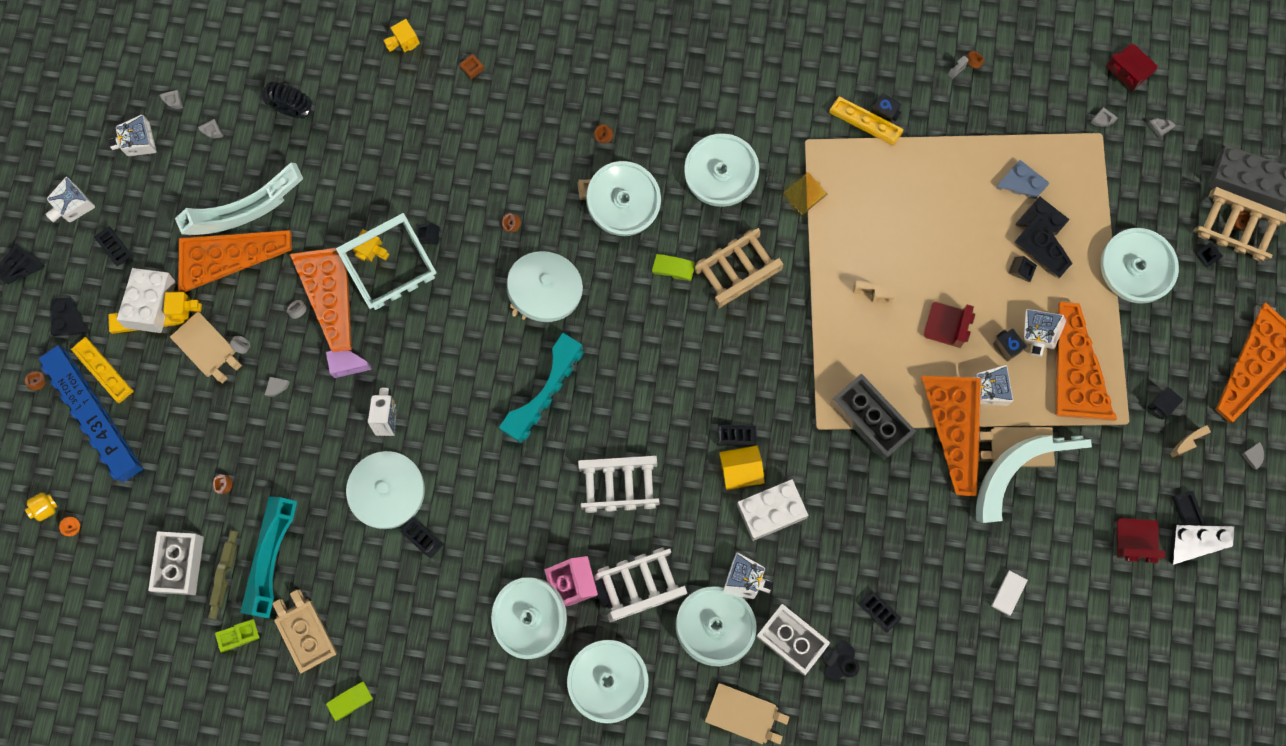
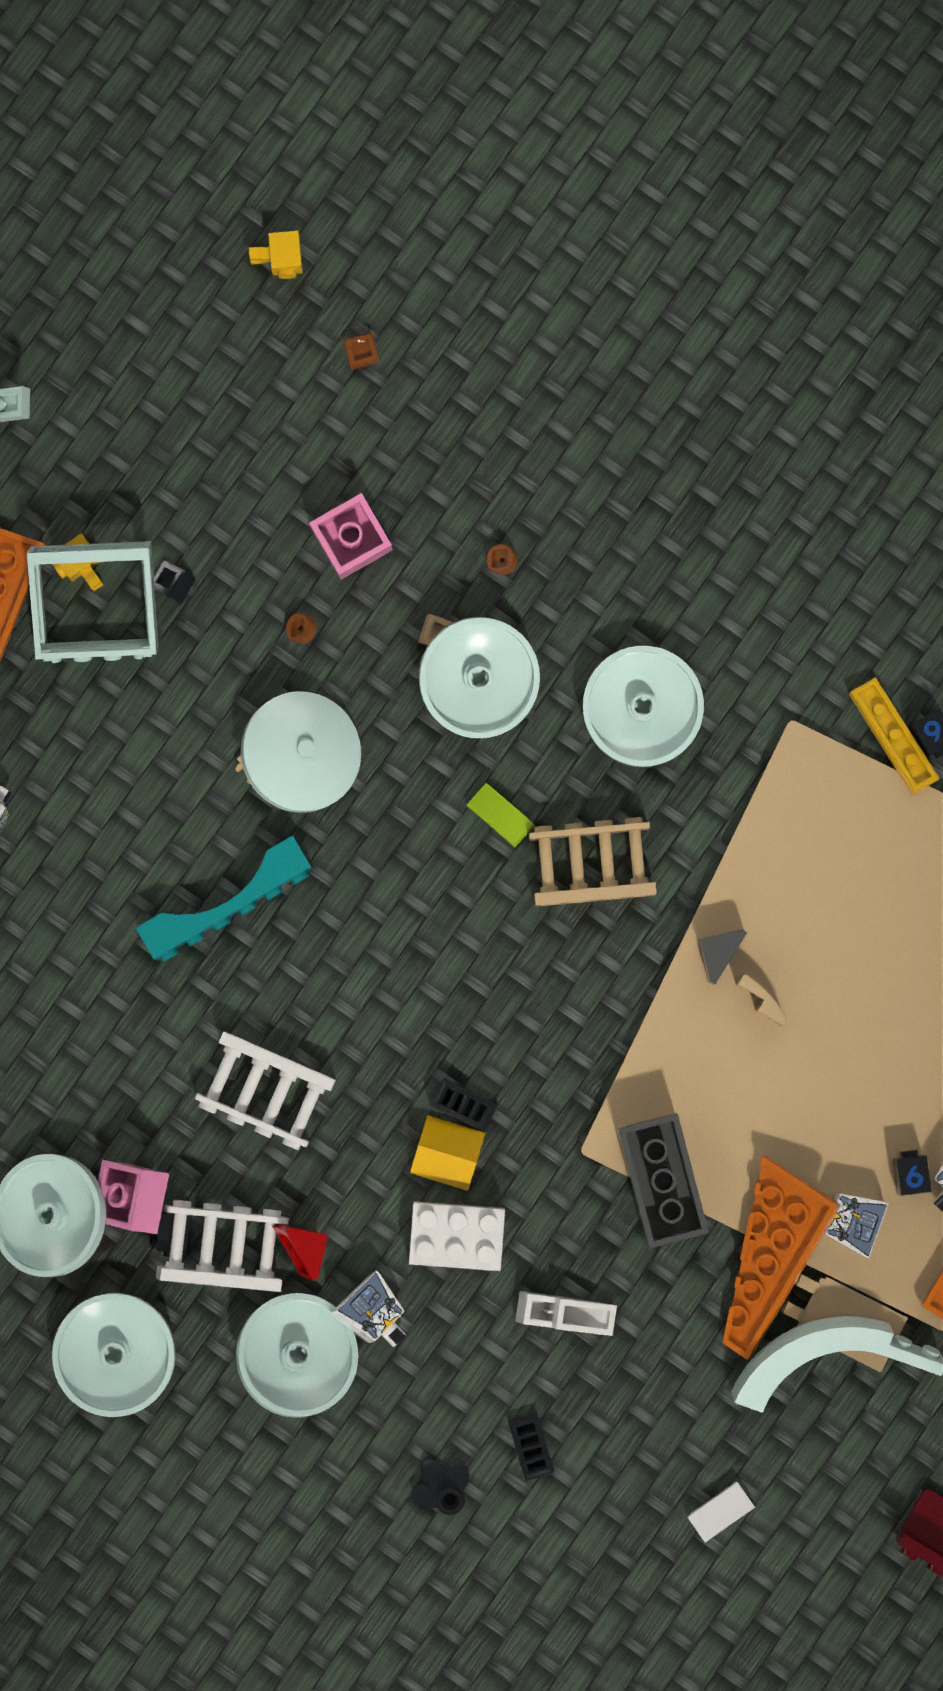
camera: 20 degrees right, 10 degrees up
(287, 100) = (62, 273): black gear -> none
(514, 159) = (351, 536): none -> bright pink brick
(688, 562) = (304, 1248): none -> red slope
(744, 715) = (276, 1491): tan tile -> none
(793, 639) = (391, 1426): white brick -> none
(805, 193) = (746, 802): clear yellow piece -> none
(834, 278) = (718, 952): none -> dark grey slope
(857, 523) = (565, 1313): none -> white slope
(949, 324) = (843, 1101): dark red bracket -> none

